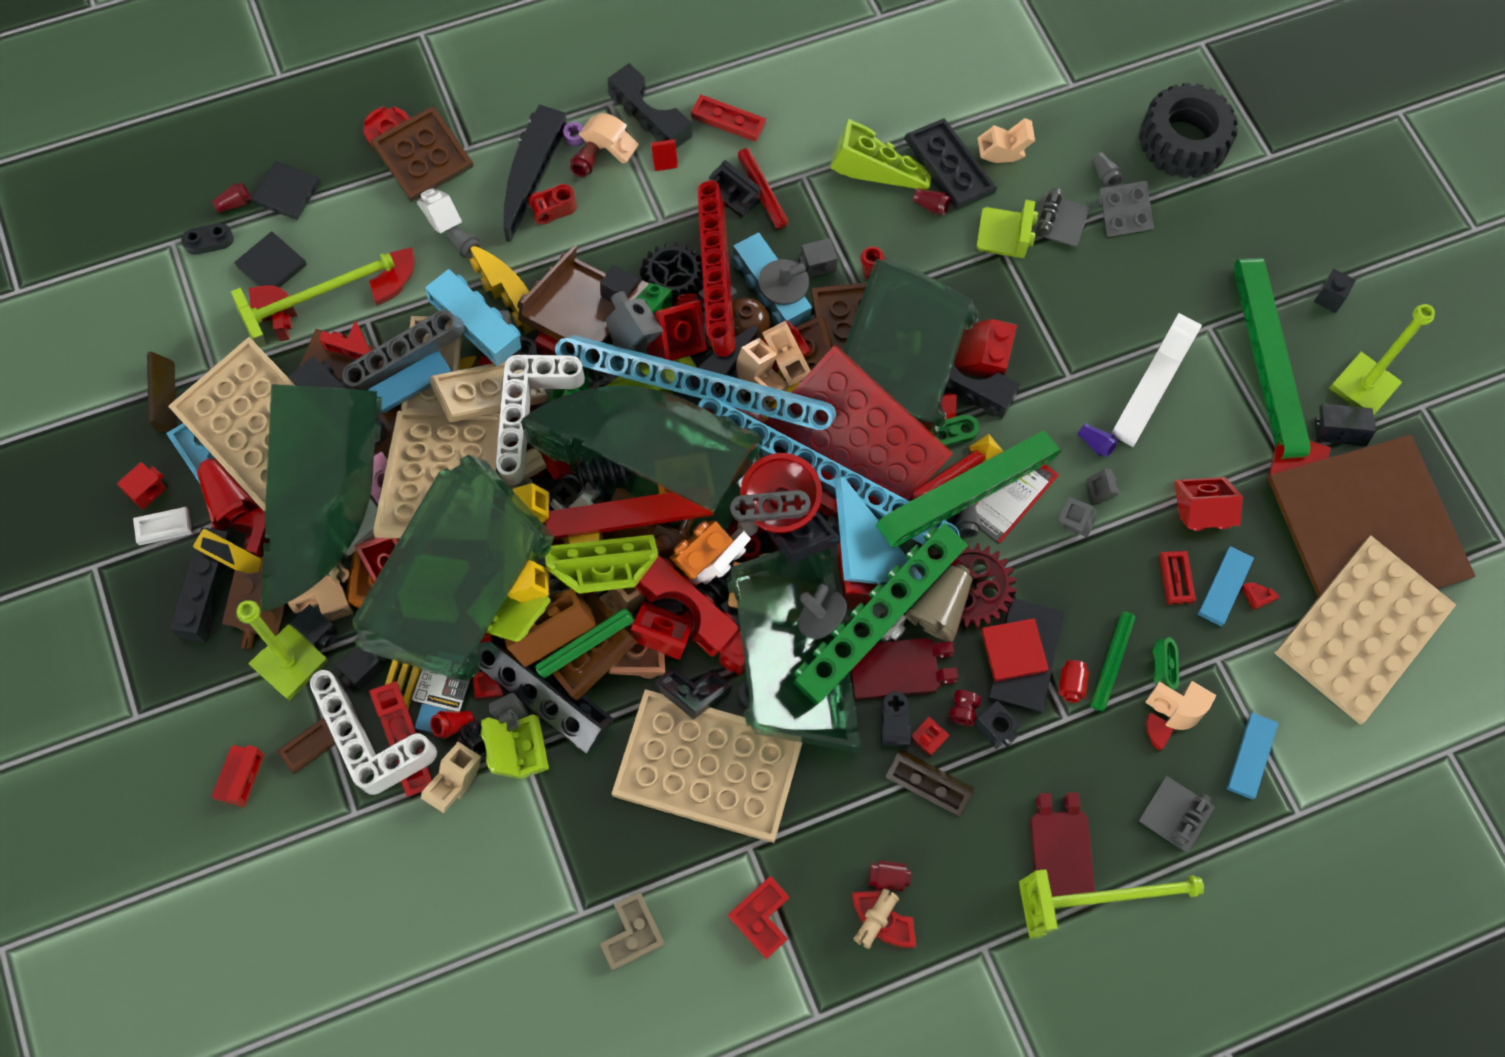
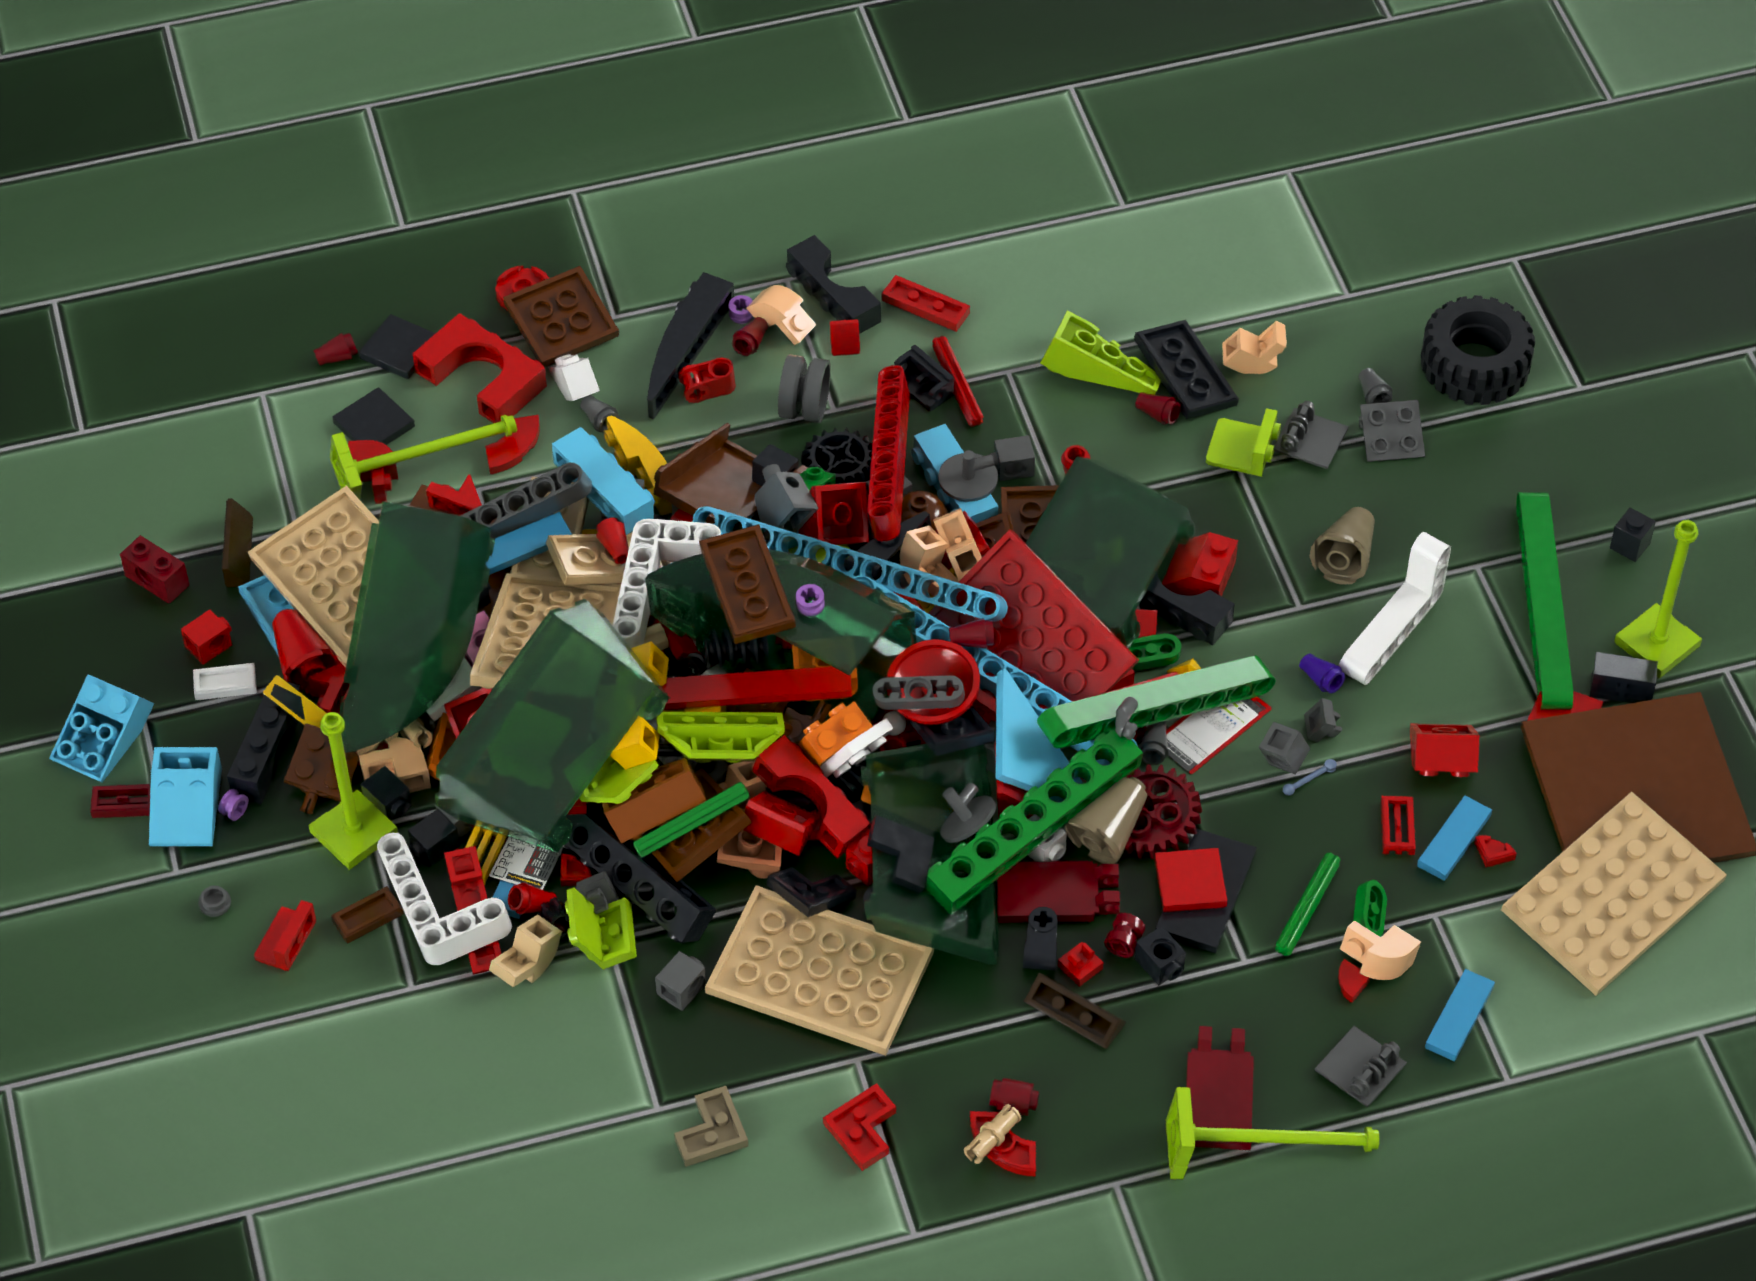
camera: 10 degrees right, 15 degrees down
(55, 583) = (100, 728): none -> medium azure slope
(82, 662) = (121, 805): none -> dark red tile
(90, 423) = (154, 569): none -> dark red brick
(134, 647) = (184, 796): none -> medium azure slope
(172, 746) = (214, 901): none -> dark grey plate
(179, 649) = (233, 804): none -> medium lavender bush
(206, 238) = (303, 391): black plate -> none
(342, 182) = (466, 341): none -> red arch
(488, 373) = (614, 539): none -> red cone
(590, 788) = (681, 980): none -> dark grey brick
(613, 430) = (747, 584): none -> reddish brown tile
(633, 208) = (804, 388): none -> dark grey wheel
(671, 433) = (816, 606): none -> medium lavender bush
(775, 648) = (908, 846): none -> black tile
(811, 445) = (973, 634): none -> dark red cone
(949, 515) = (1123, 714): none -> dark grey arm
(1073, 681) = (1257, 918): red brick -> none
(1104, 322) = (1345, 547): none -> dark tan cone
(1113, 526) = (1329, 766): none -> sand blue hinge

